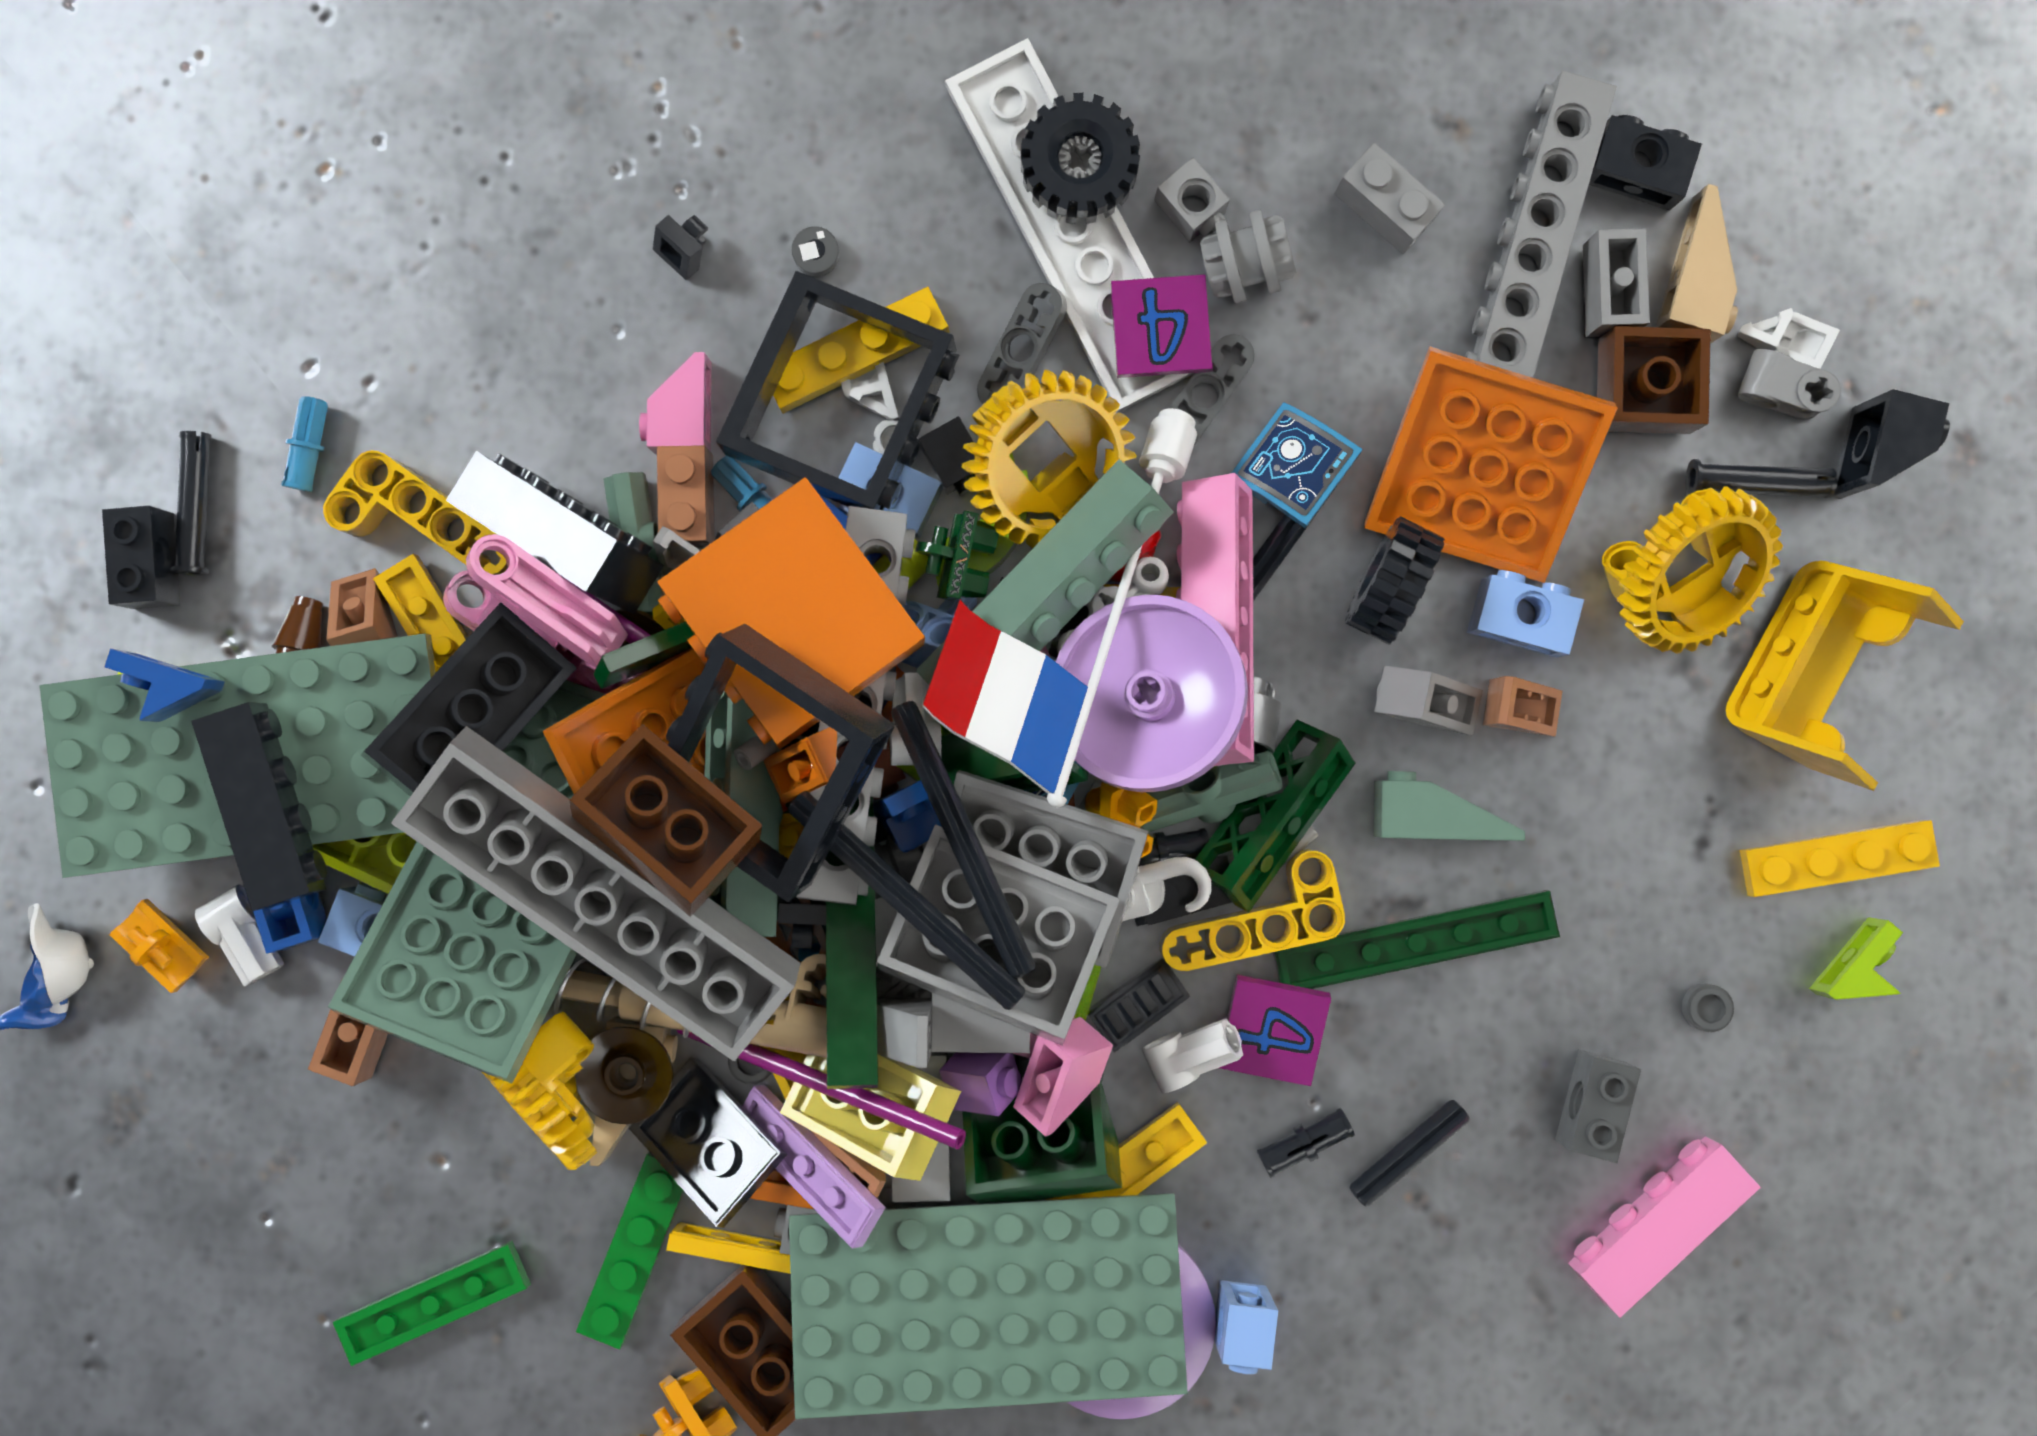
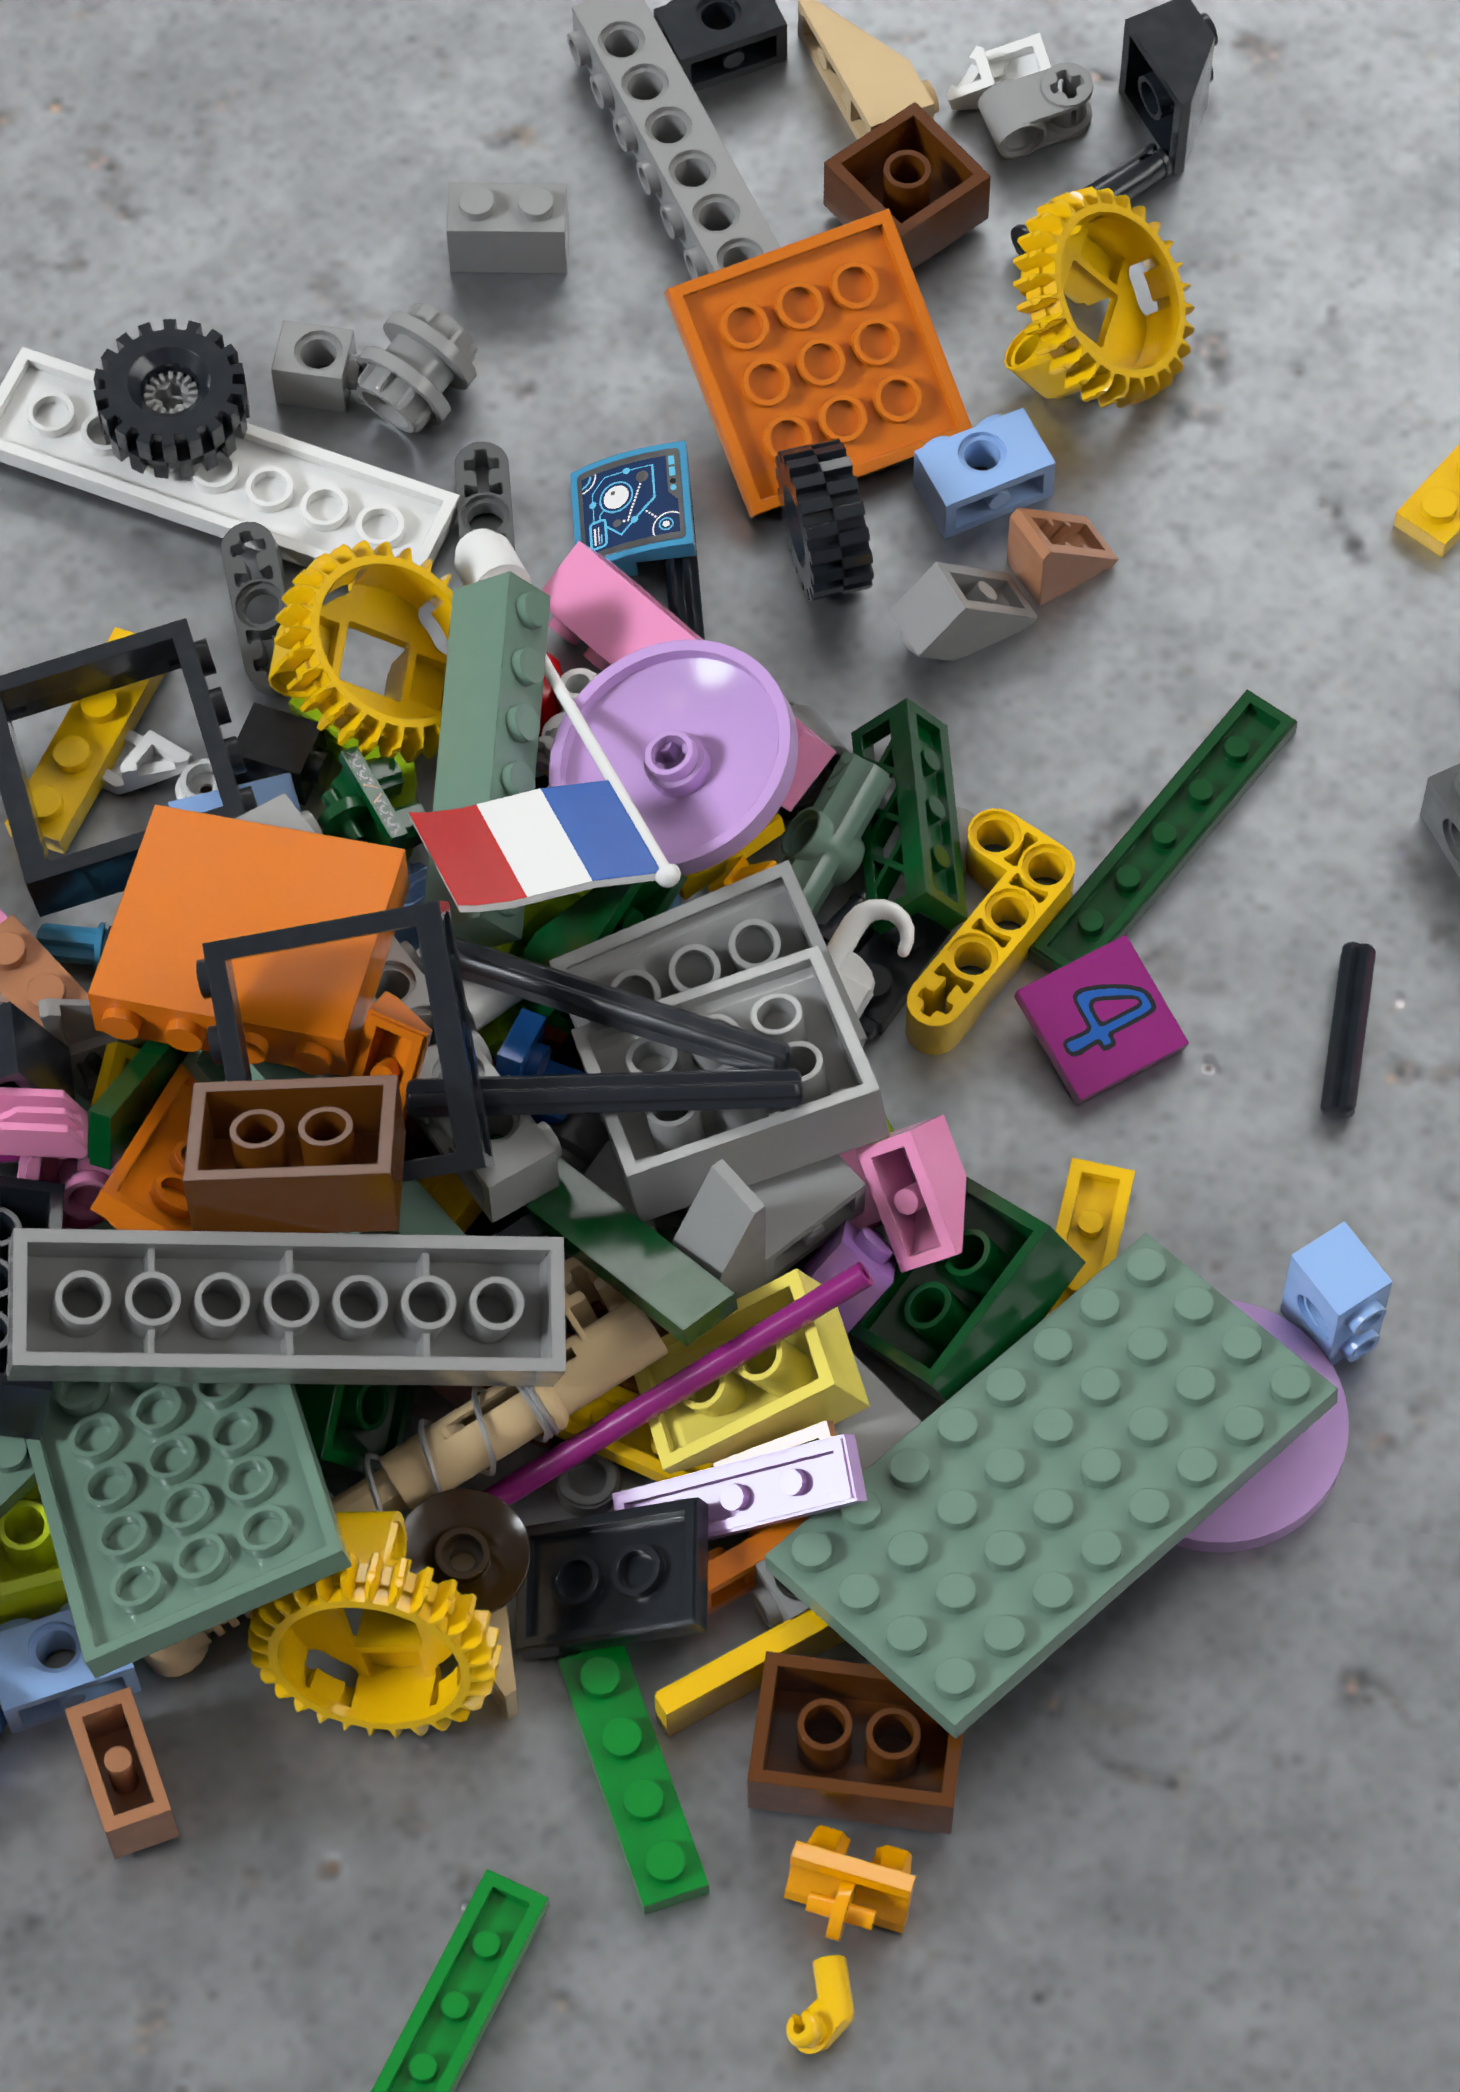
camera: 40 degrees left, 25 degrees down
(1148, 1018) = (971, 1090): black slope -> none
(1161, 326) = (386, 483): magenta tile -> none
(1182, 1058) = (1032, 1115): white piece -> none
(1306, 1142) = (1221, 1131): black pin -> none
(1430, 812) = (1069, 702): sand green slope -> none
(1615, 280) = (787, 135): light grey brick -> none
(1810, 651) = (1280, 301): yellow windscreen -> none

